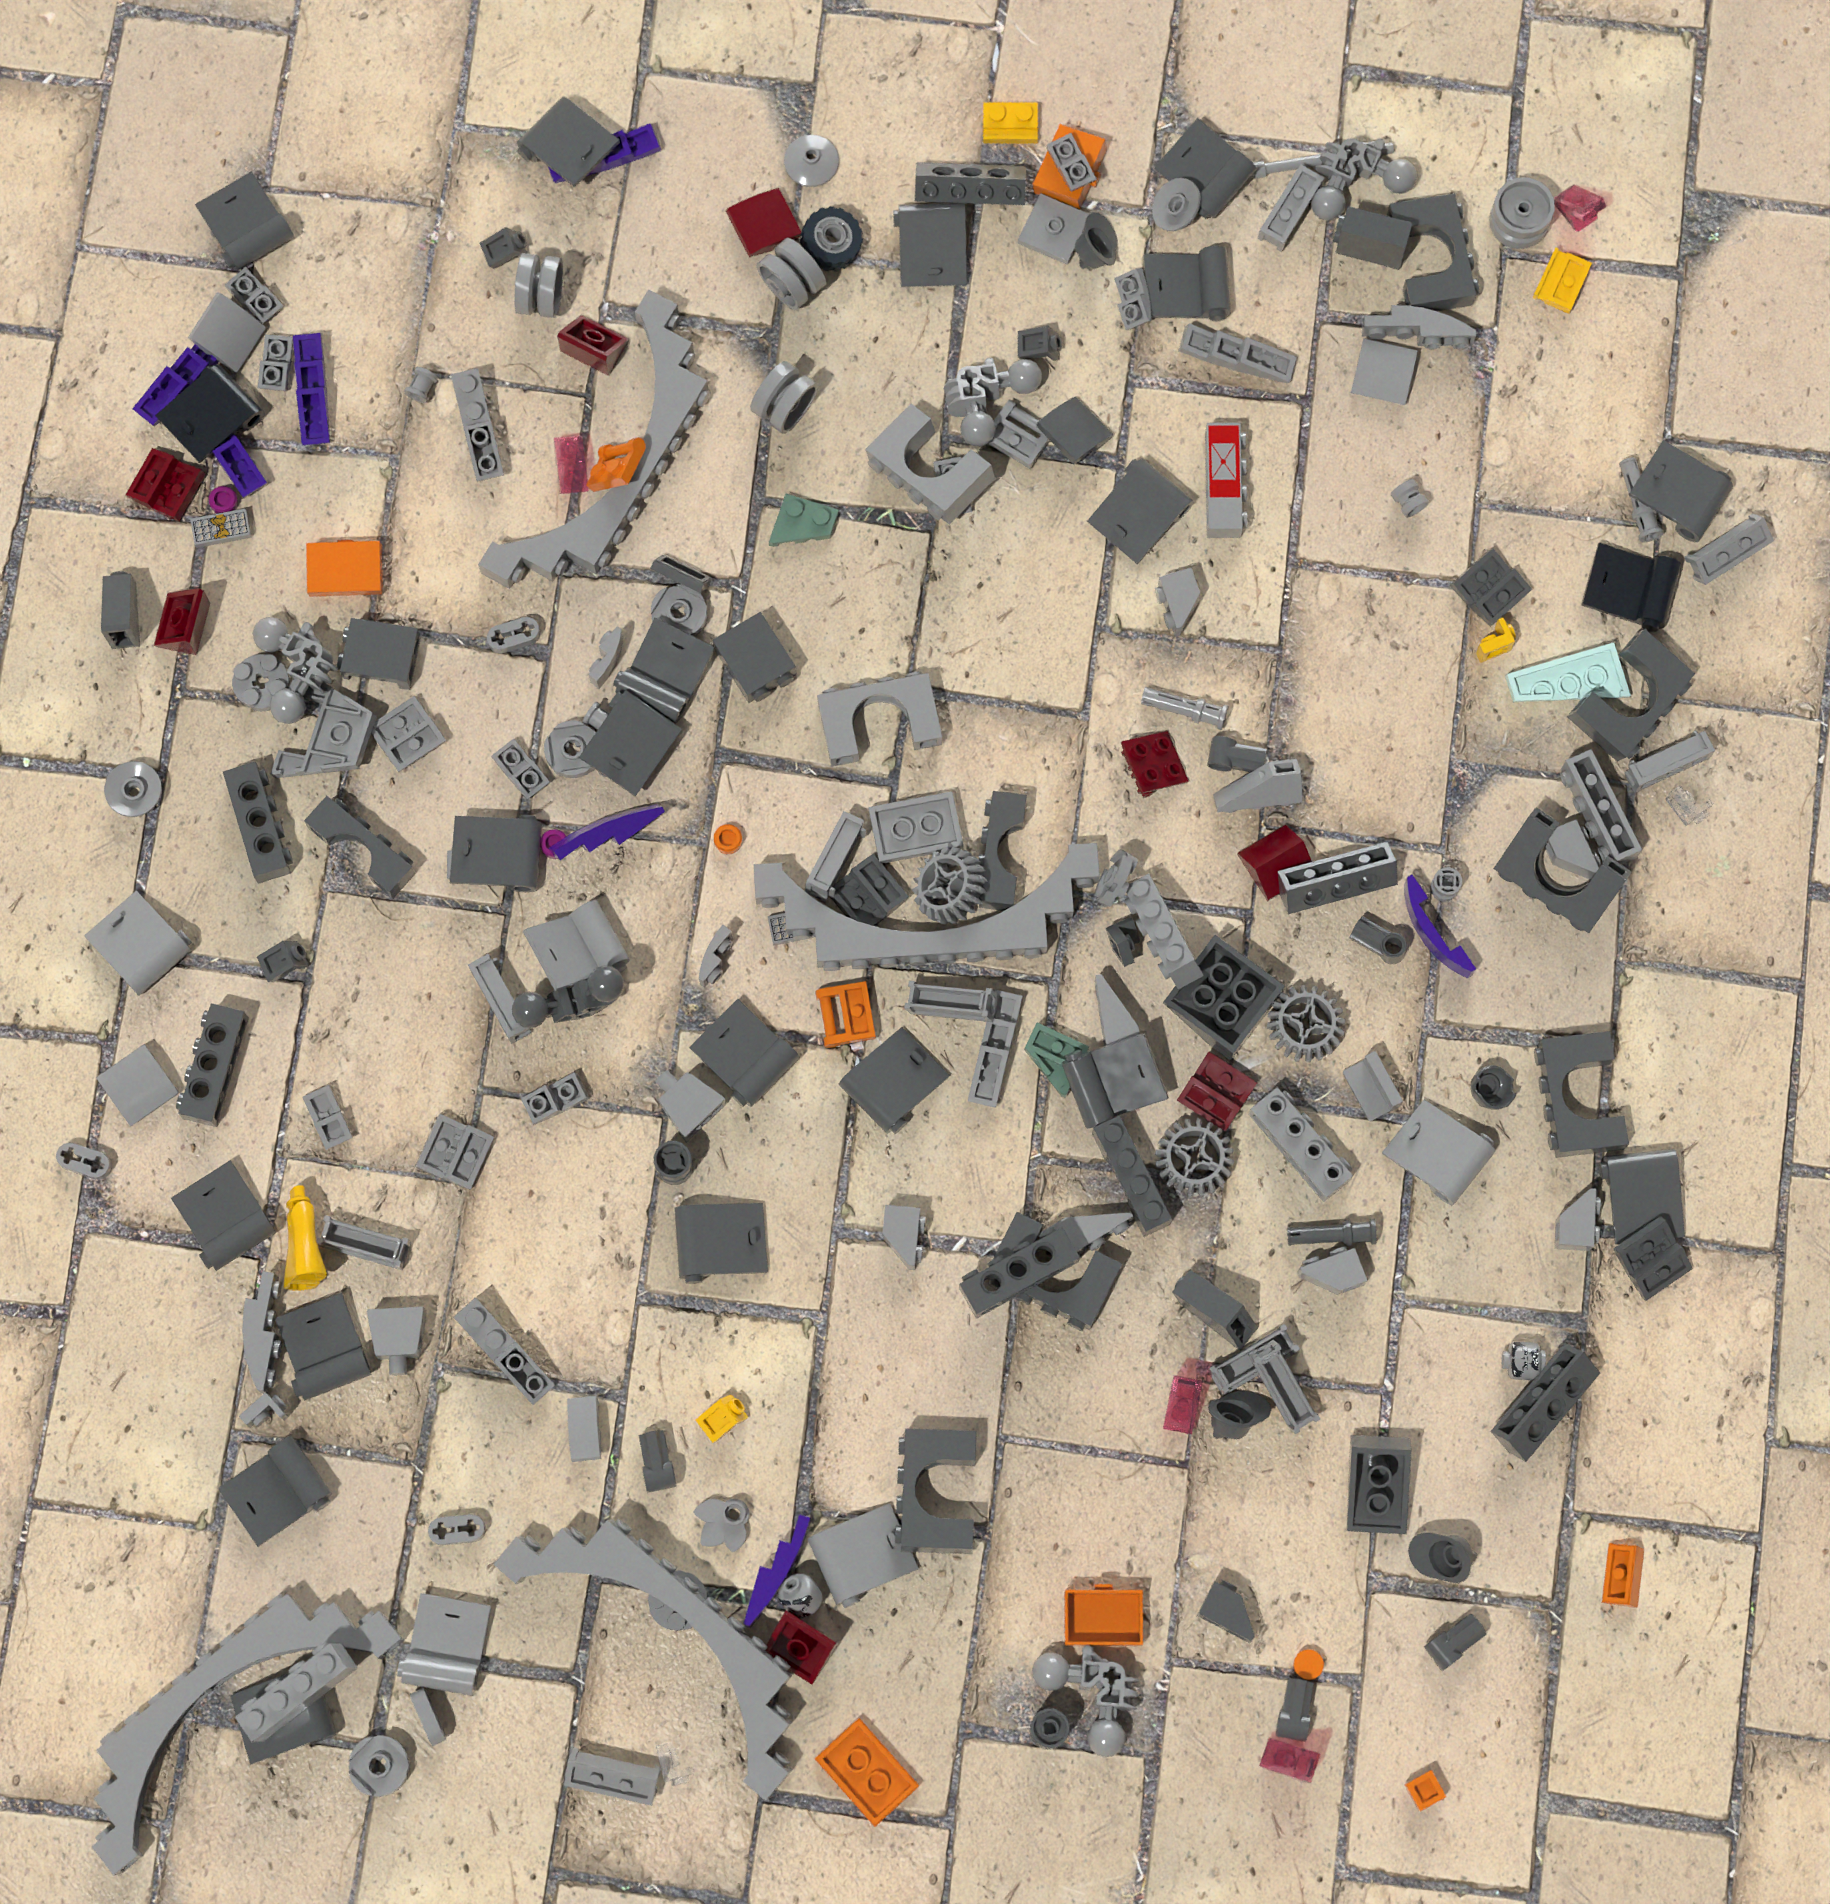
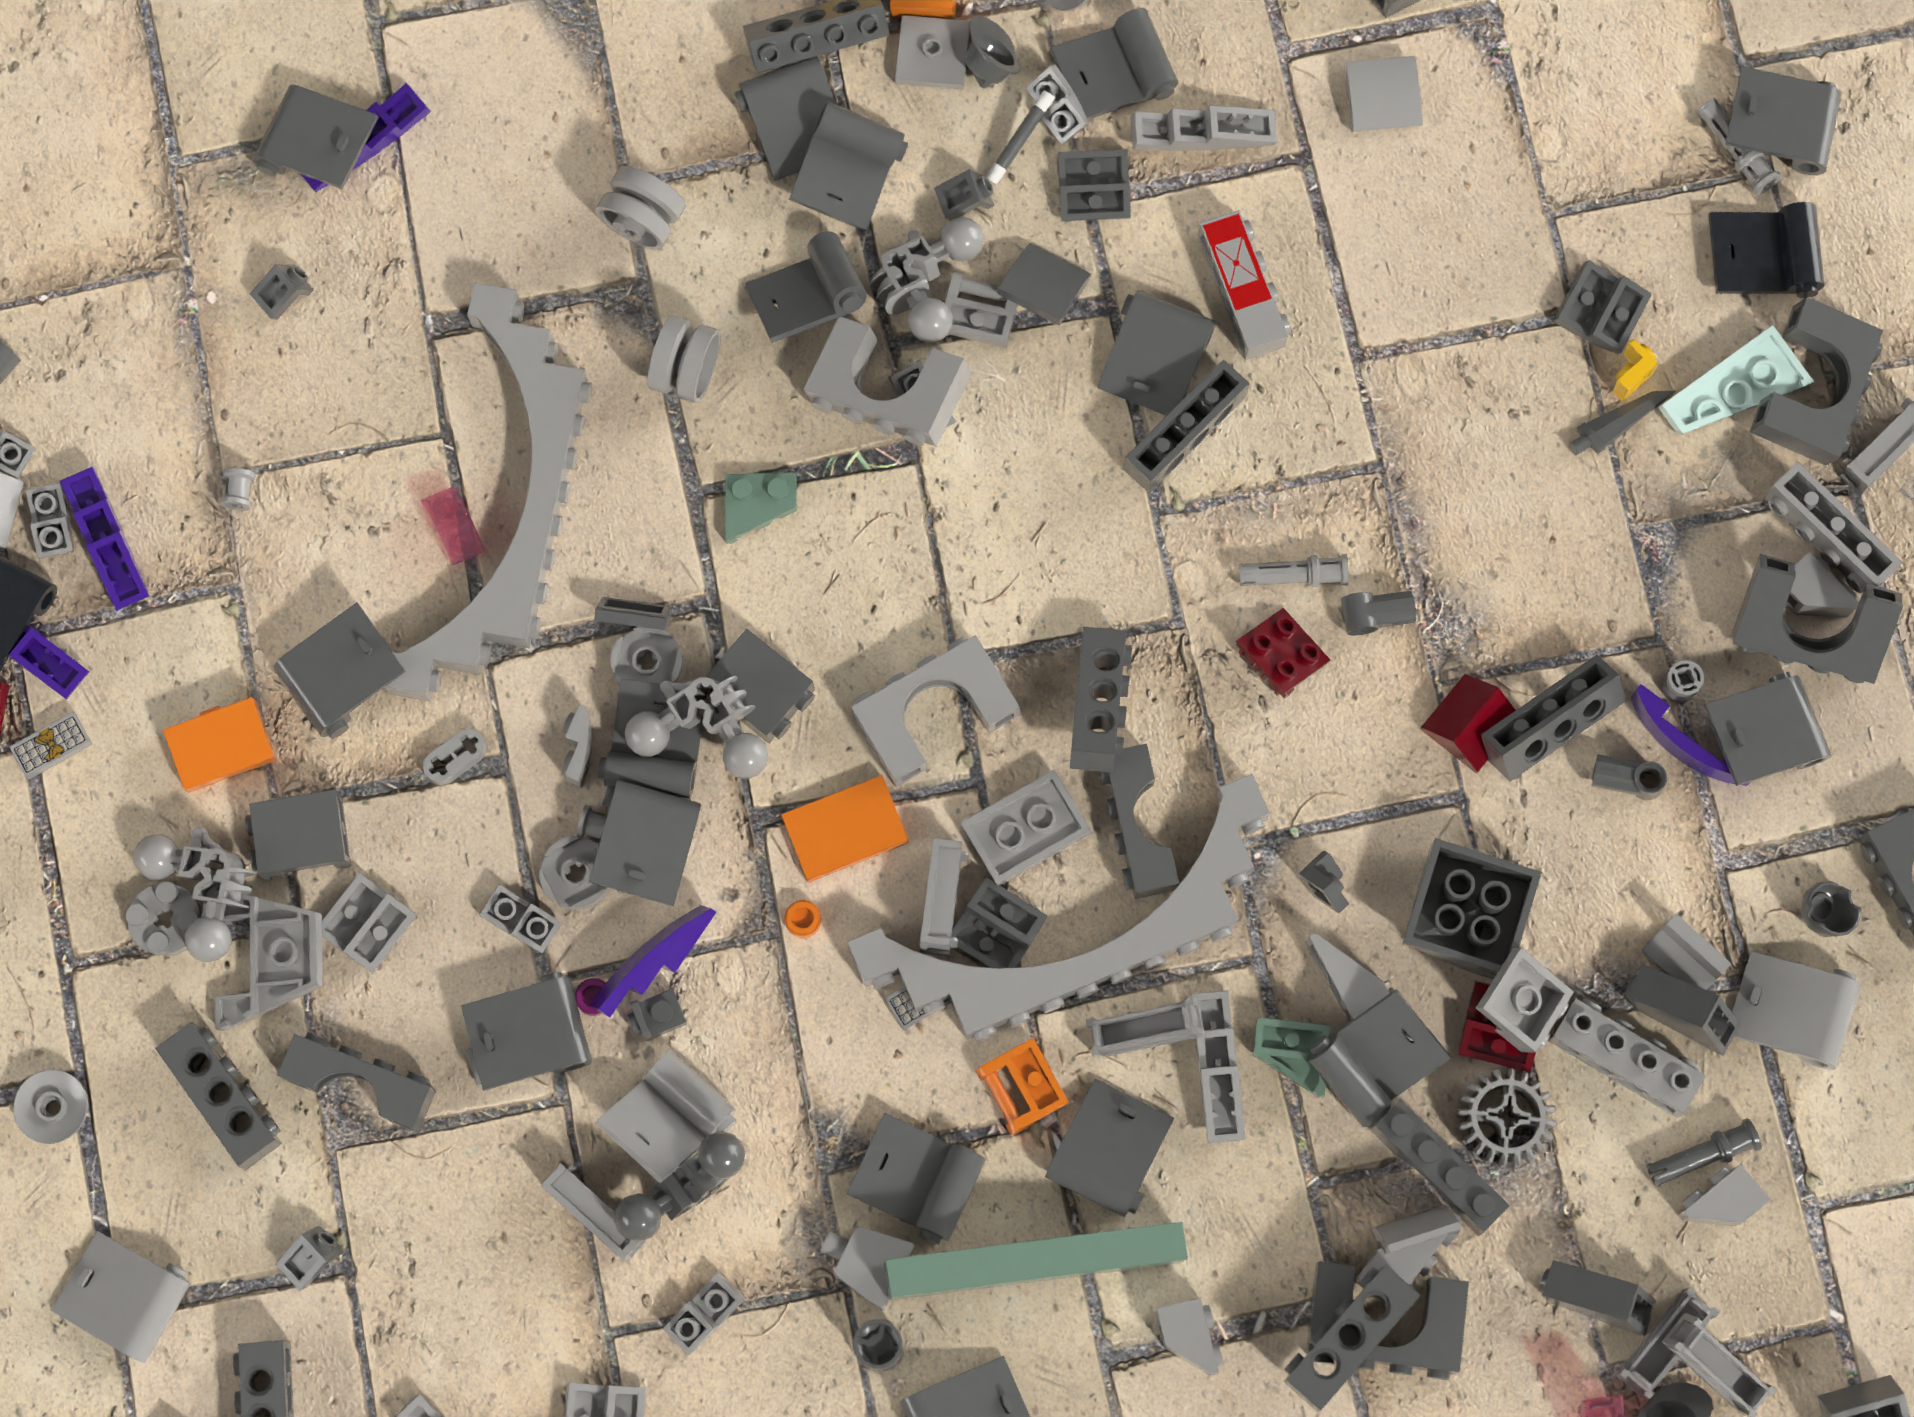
camera: 15 degrees left, 0 degrees up
(183, 621) = (42, 876): dark red slope -> none
(223, 499) = (42, 709): magenta tile -> none
(446, 542) = (334, 673): none -> dark grey door
(477, 424) = (323, 515): light grey slope -> none
(538, 285) = (334, 323): light grey wheel -> none
(592, 344) = (428, 371): dark red slope -> none
(595, 872) = (656, 1015): none -> dark grey bracket
(619, 471) = (513, 517): orange plate -> none
(711, 964) = (838, 1081): light grey slope -> none
(725, 701) = (743, 754): none -> light grey piece
(763, 222) = (584, 156): dark red slope -> none
(782, 783) = (845, 828): none -> orange tile
(807, 171) = (615, 79): light grey dish -> none
(809, 1140) = (1035, 1261): none -> sand green tile
(833, 223) = (675, 131): black wheel -> none
(895, 377) = (809, 290): none -> dark grey door
(940, 883) = (1112, 886): light grey gear -> none
(960, 291) = (849, 162): none -> dark grey door
(1017, 715) = (1099, 749): none -> dark grey brick
(1095, 314) = (1020, 137): none -> dark grey bar
(1097, 1213) = (1416, 1228): none -> light grey slope
(1113, 881) = (1289, 812): light grey plate -> none
(1139, 369) = (1094, 185): none -> dark grey slope
(1141, 571) = (1186, 426): none -> dark grey brick
(1163, 931) = (1375, 857): light grey brick -> none
(1180, 597) = (1240, 441): light grey slope -> none
(1236, 1075) = (1524, 1001): none -> light grey plate
(1266, 786) = (1428, 635): light grey slope -> none
(1319, 1026) = (1562, 910): light grey gear -> none
(1356, 1122) = (1683, 1008): none -> dark grey slope
(1409, 498) = (1469, 233): light grey wheel -> none
(1430, 327) = (1417, 22): light grey slope -> none
(1461, 678) = (1608, 427): none -> dark grey bar
(1499, 940) = (1767, 729): none -> dark grey door
(1730, 549) = (1866, 169): light grey container -> none

